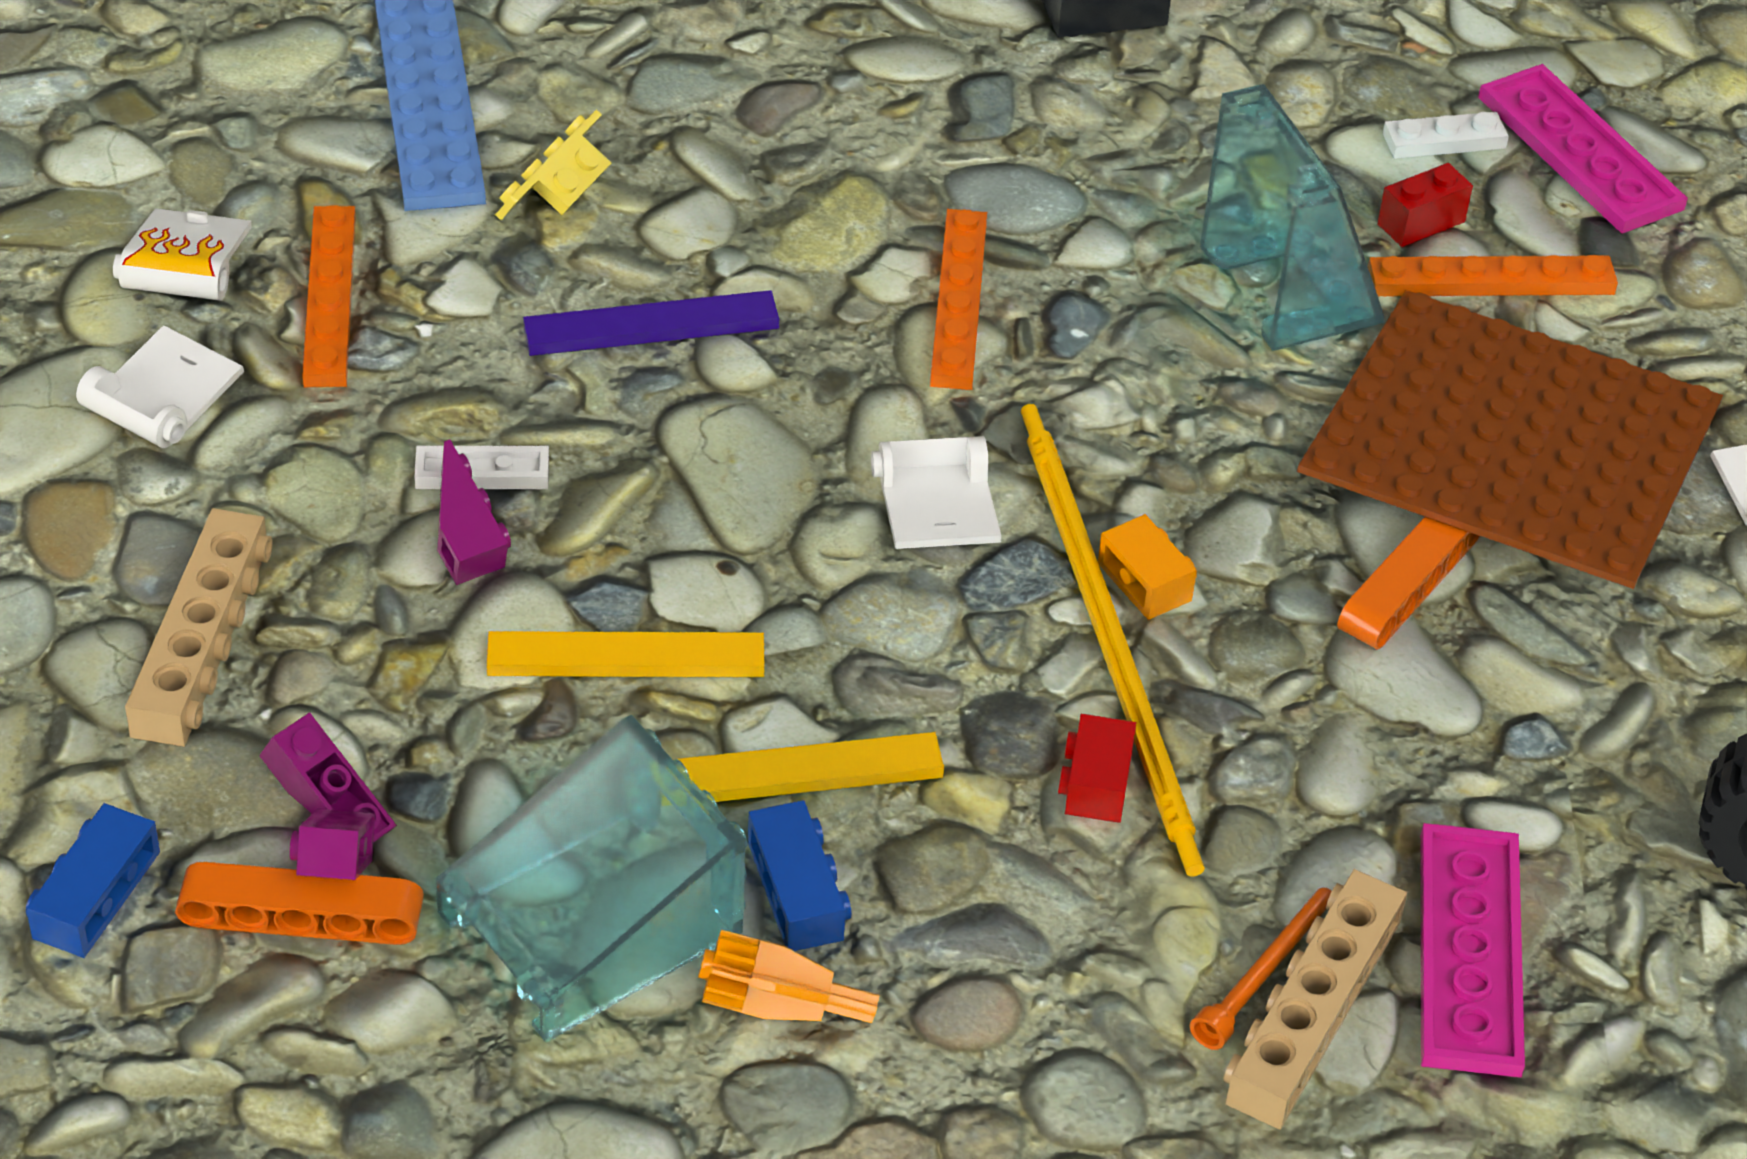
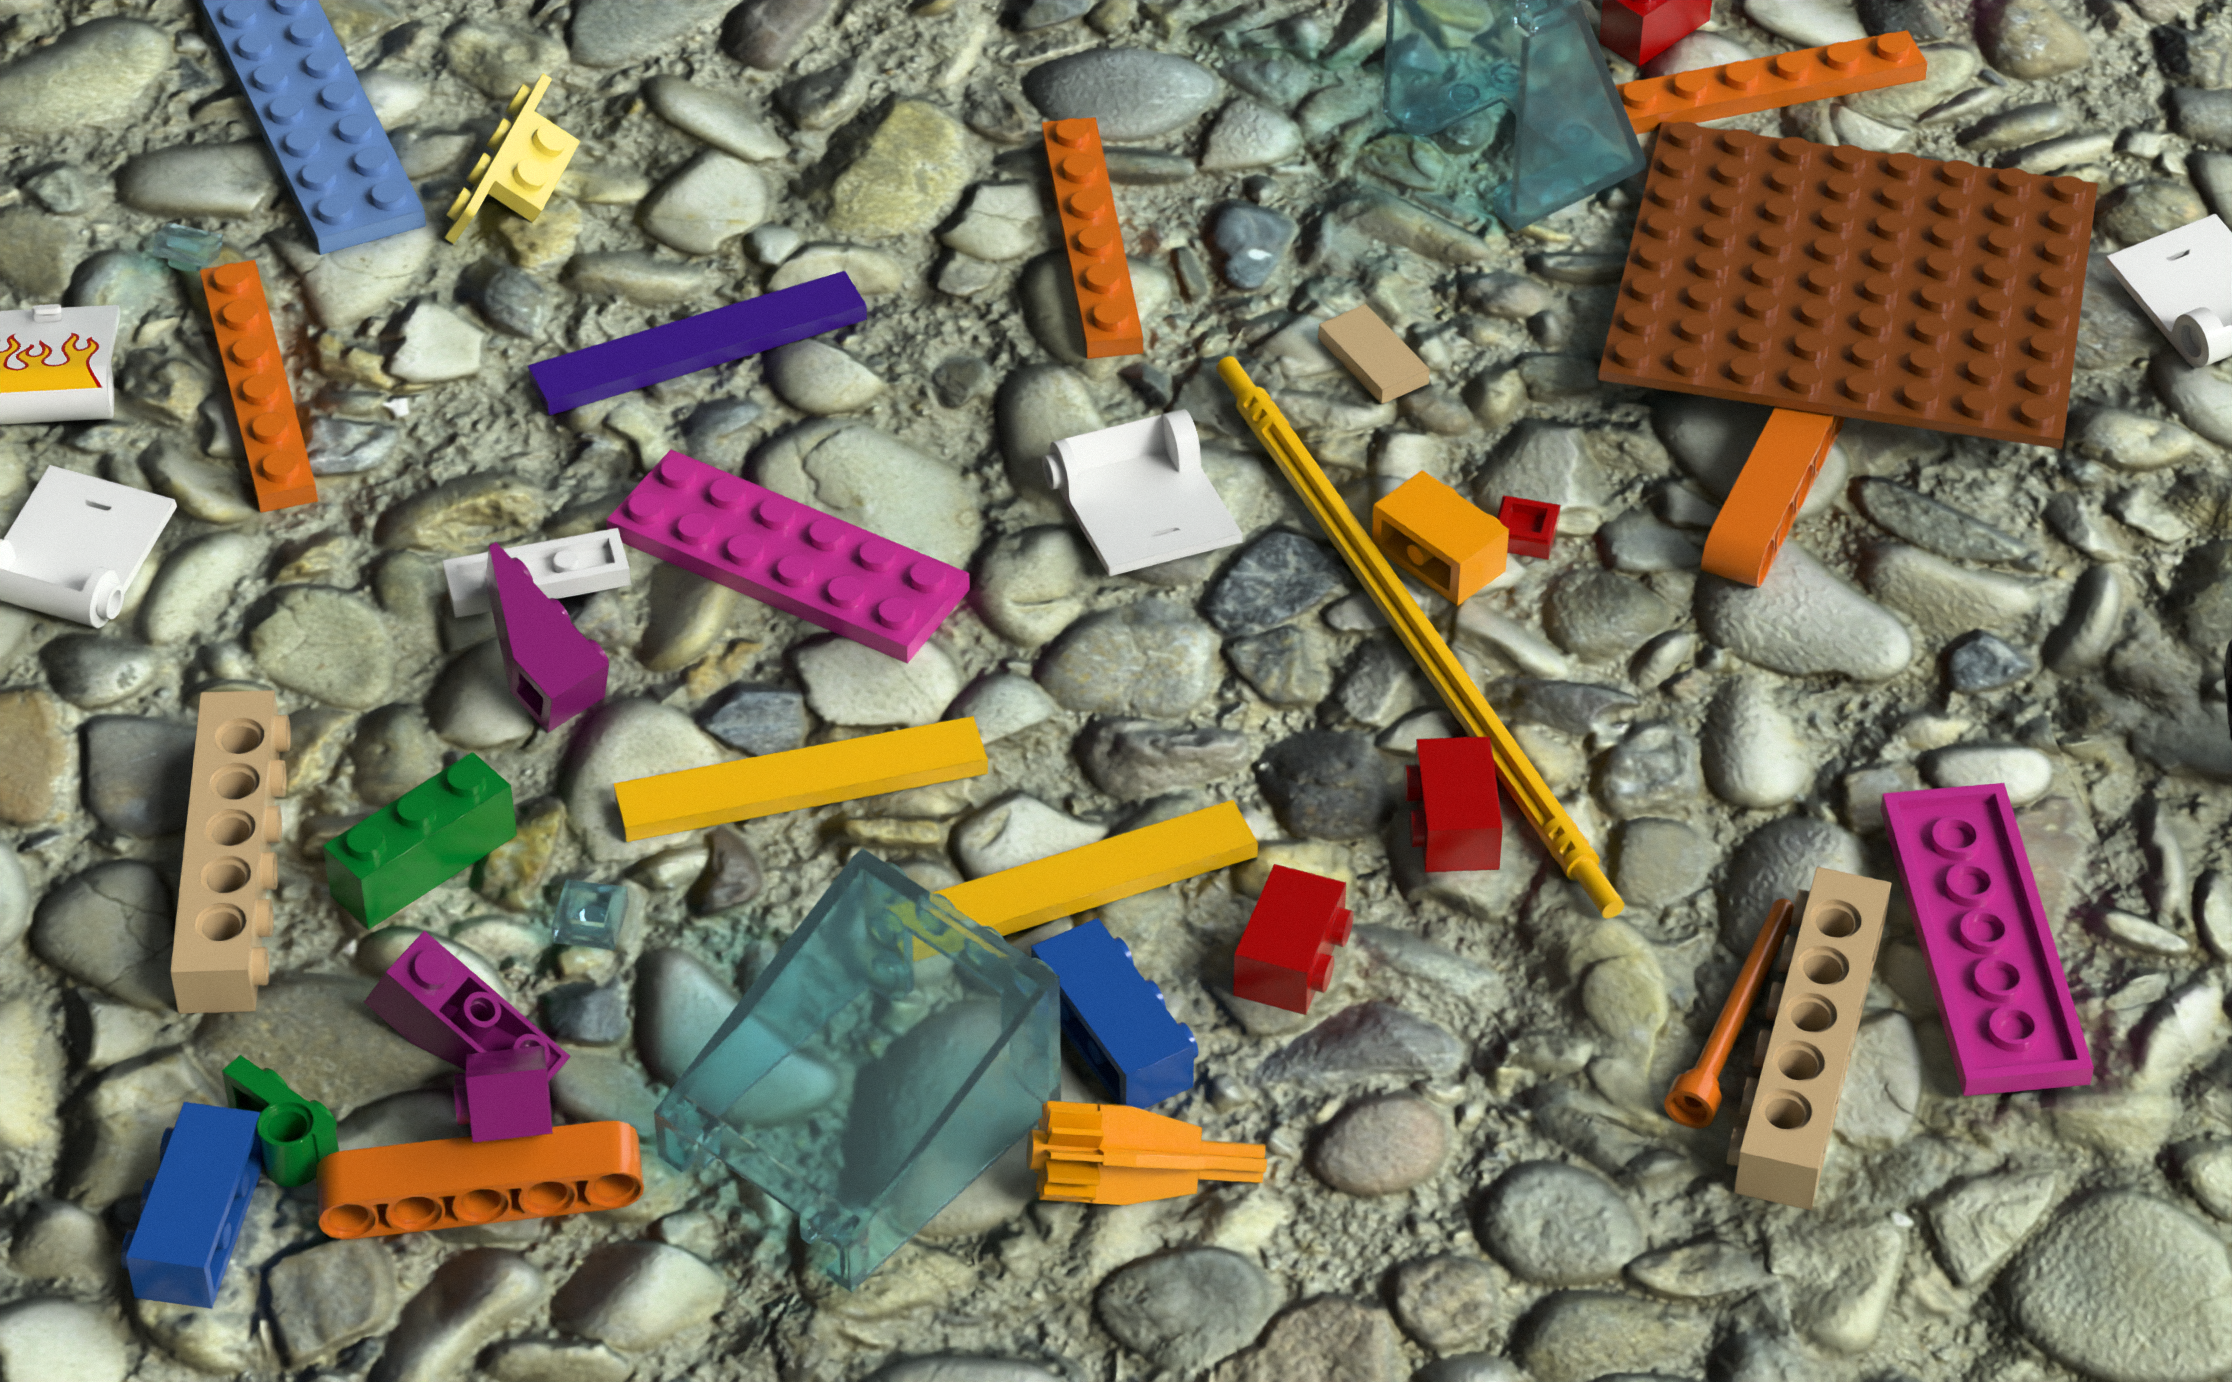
camera: 10 degrees left, 0 degrees up
(174, 836) = (290, 1129): none -> green plate
(310, 188) = (187, 247): none -> clear light blue plate
(335, 645) = (420, 840): none -> green brick
(441, 724) = (590, 915): none -> clear light blue plate
(669, 490) = (789, 555): none -> dark pink plate
(946, 845) = (1292, 939): none -> red brick
(1140, 422) = (1373, 354): none -> tan tile
(1217, 570) = (1530, 525): none -> red tile

